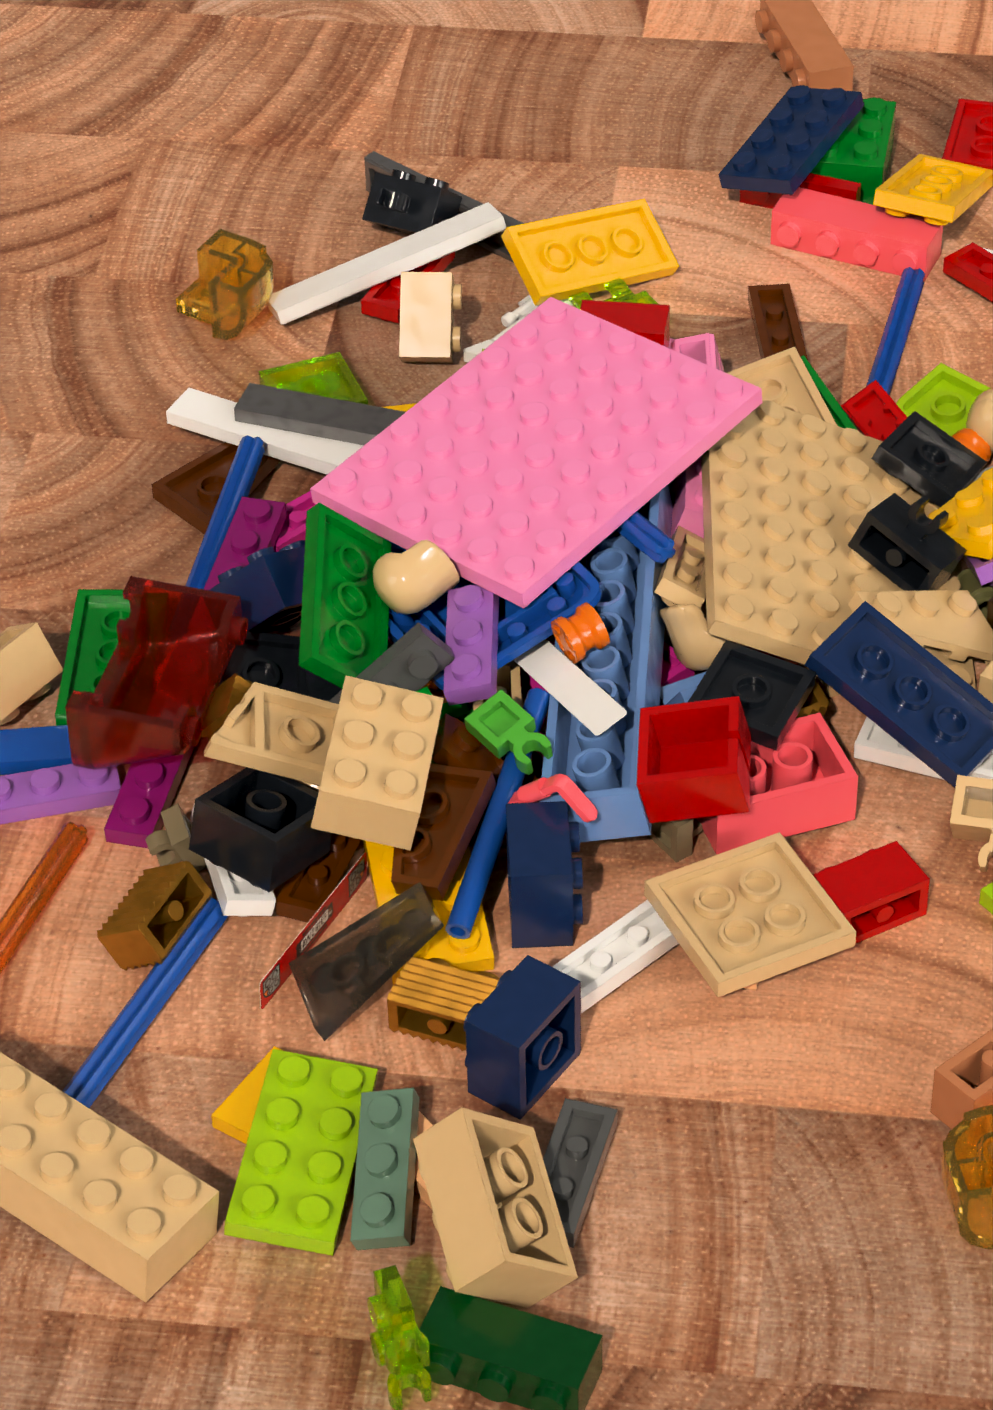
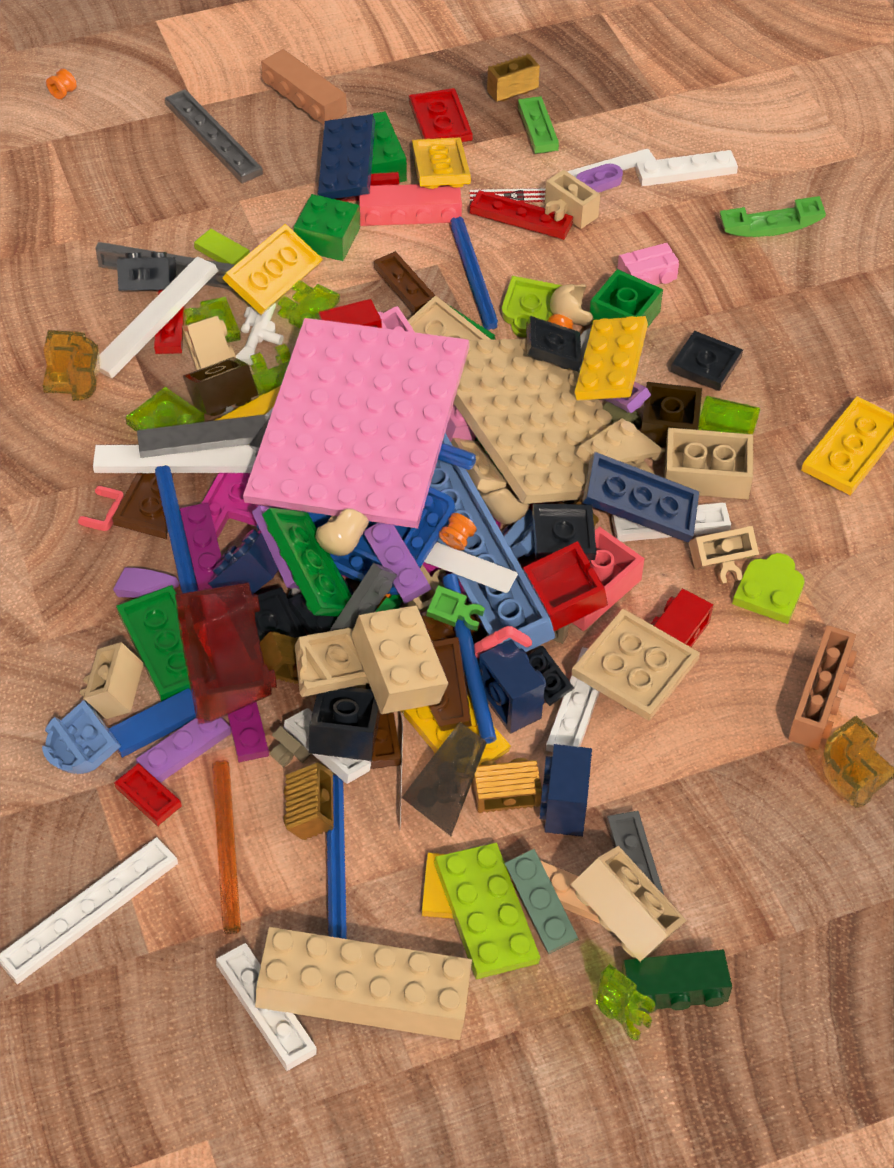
camera: 30 degrees left, 10 degrees up
(118, 571) = (139, 582): none -> medium lavender slope
(144, 494) = (107, 524): none -> coral piece
(404, 368) = (221, 386): none -> dark brown brick
(479, 296) = (215, 307): none -> clear neon green plate
(539, 204) = (220, 248): none -> lime tile
(611, 885) = (556, 682): none -> black slope
(639, 77) = (213, 136): none -> flat silver tile
(713, 226) = (328, 226): none -> green brick
(874, 412) = (502, 323): red plate -> none
(907, 544) = (583, 404): black brick -> none

